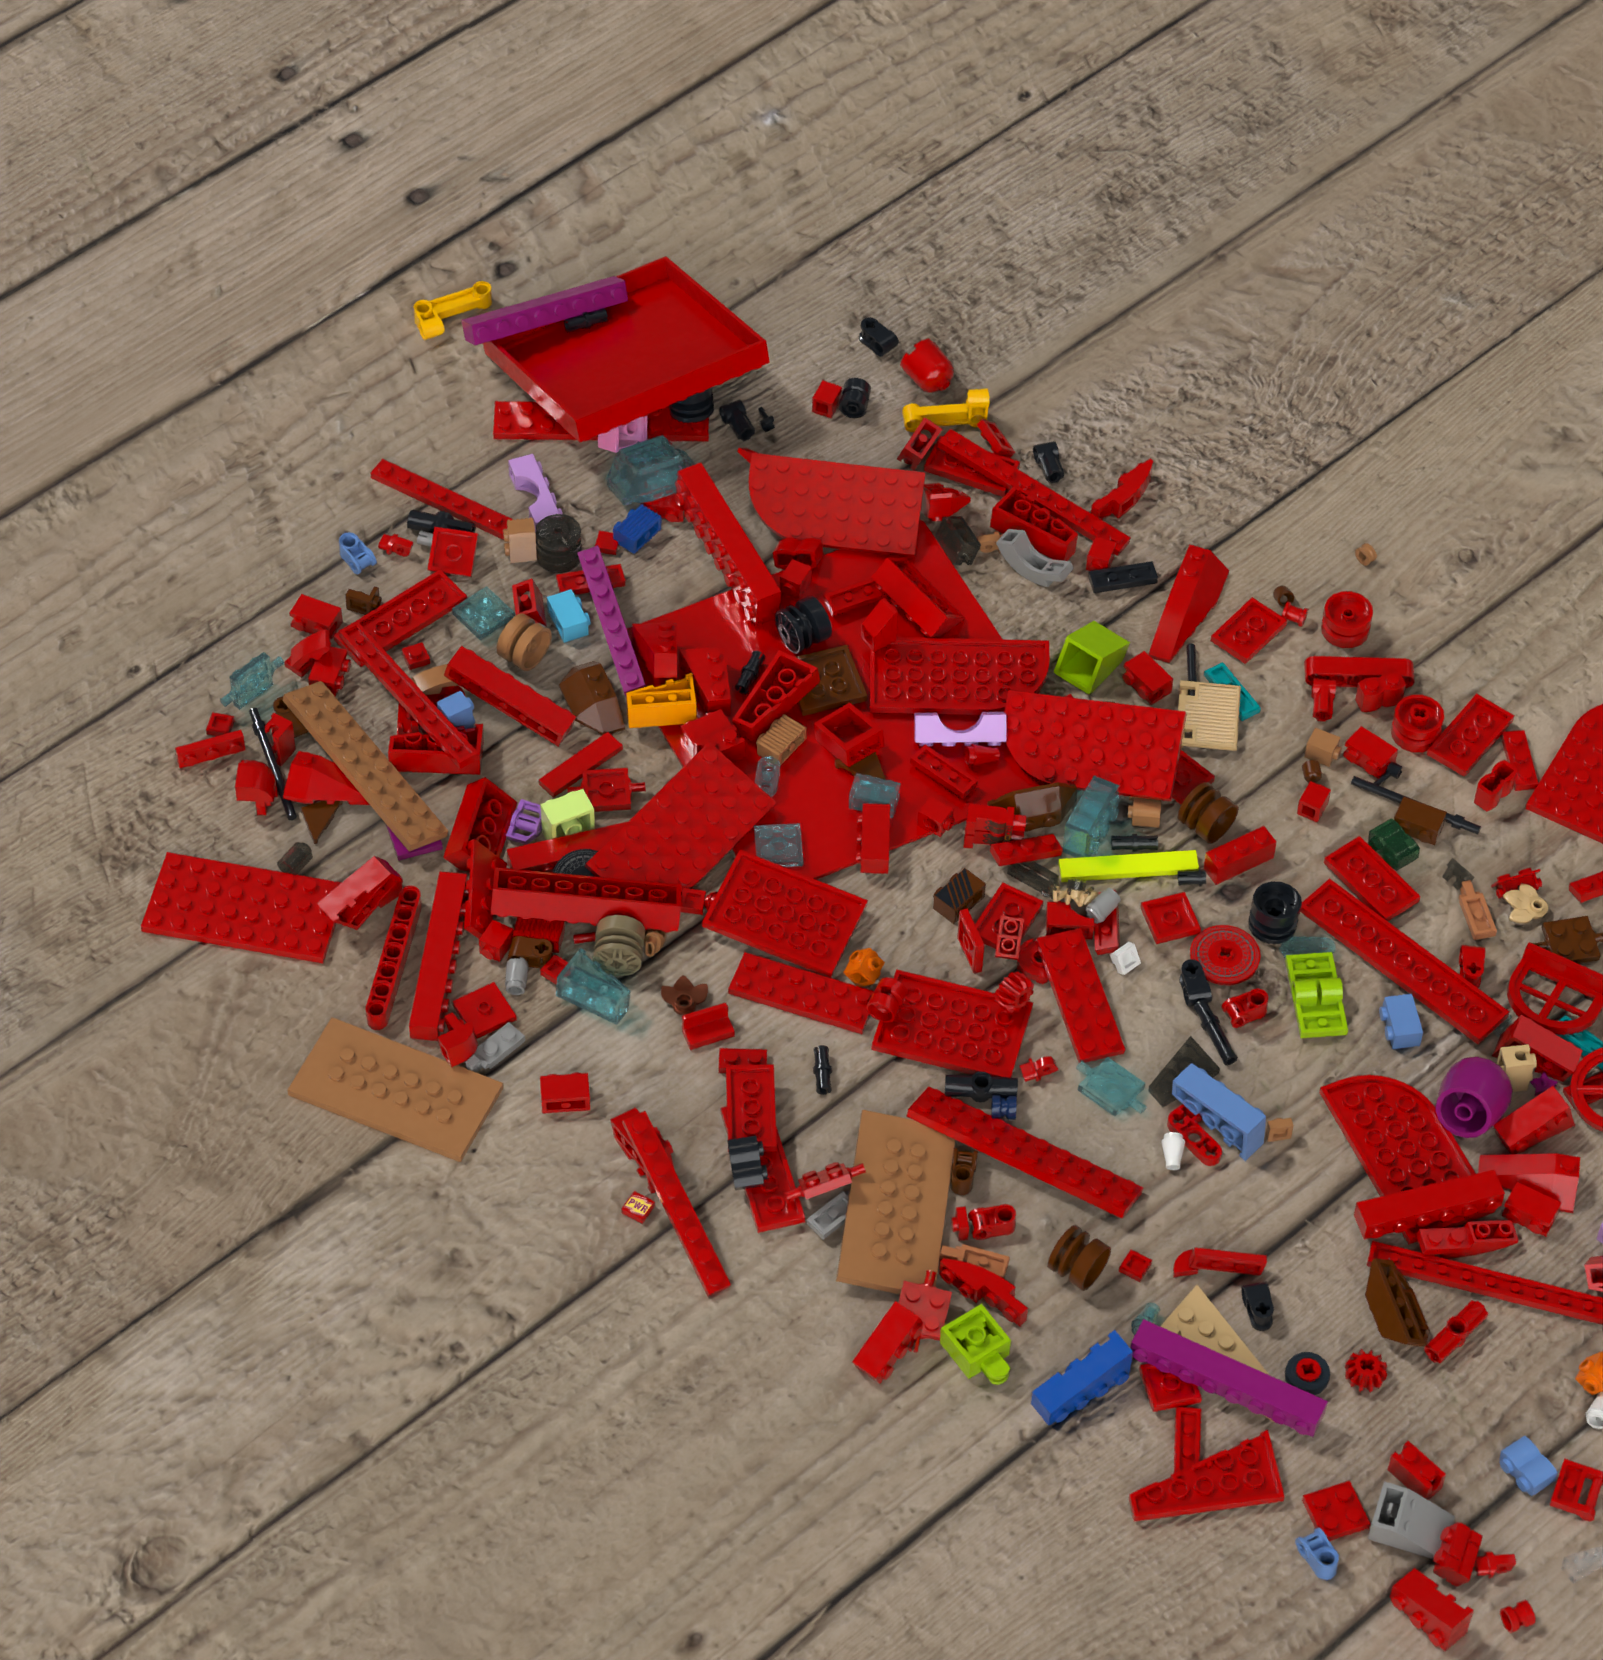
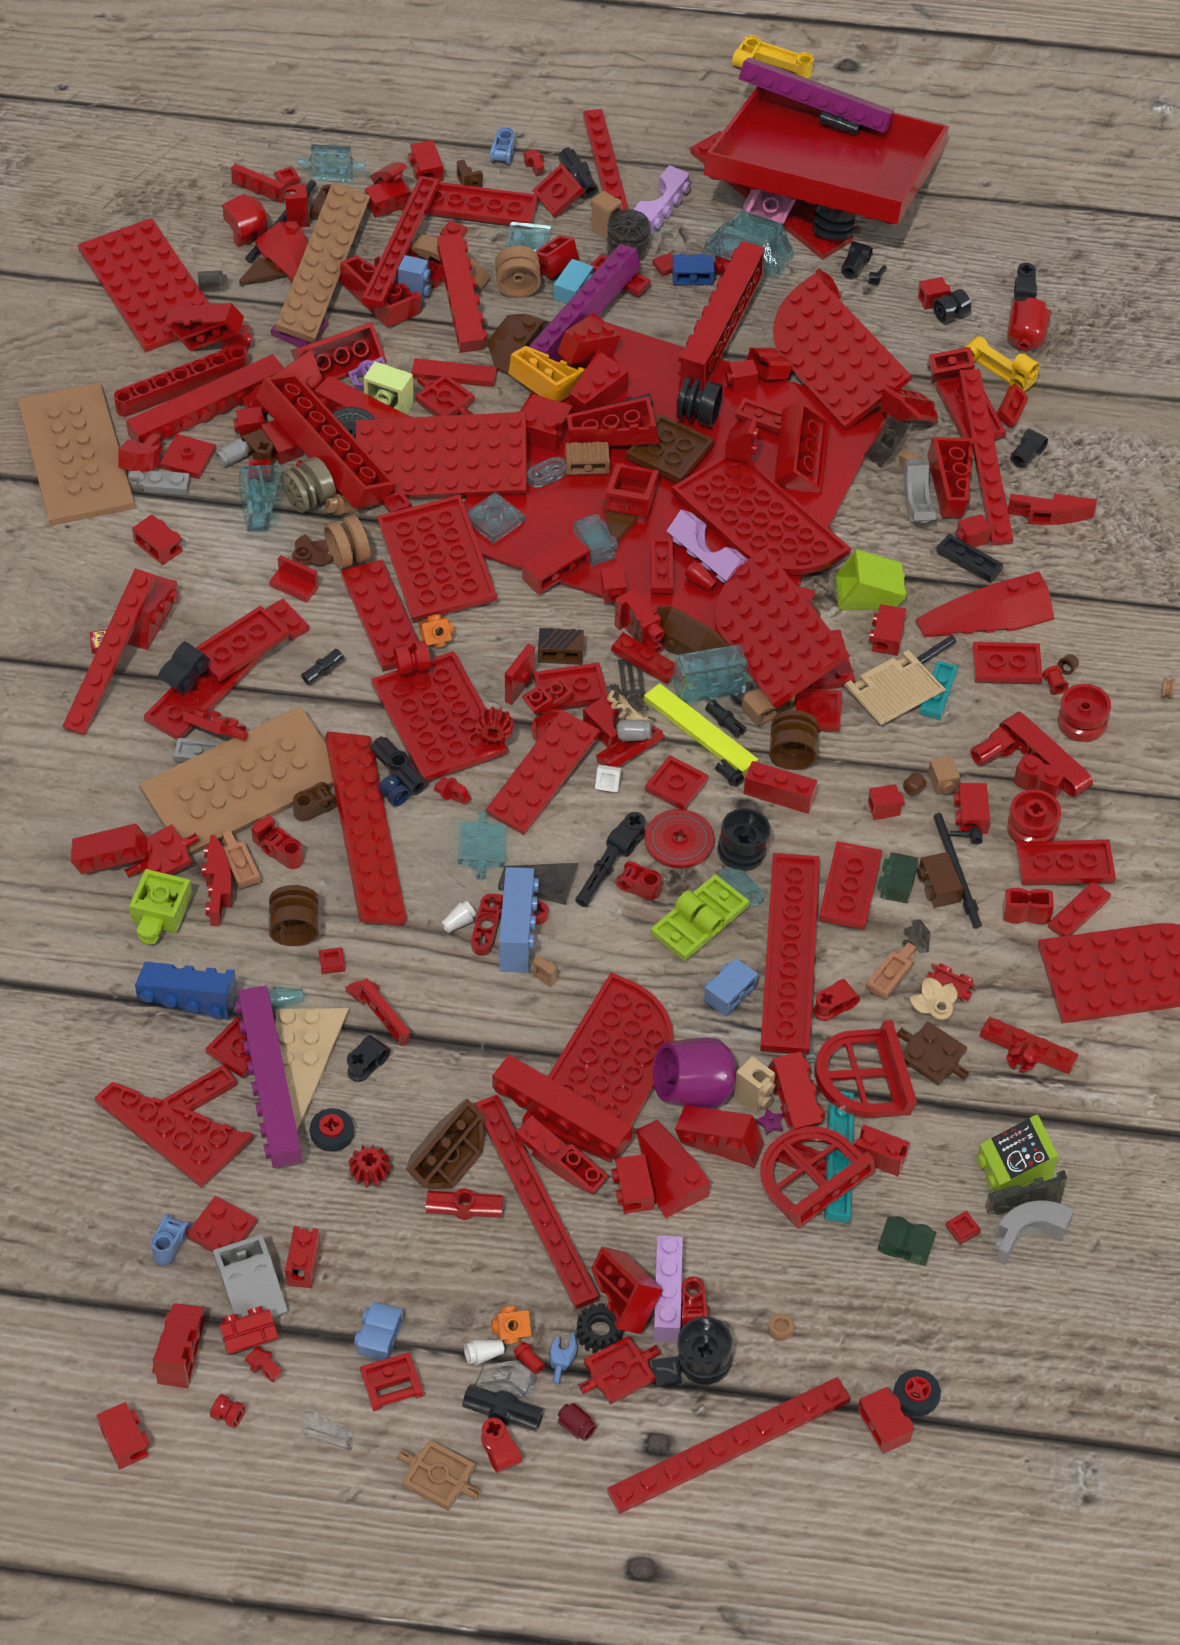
camera: 50 degrees right, 0 degrees up
(712, 960) = (347, 541): none -> medium nougat wheel

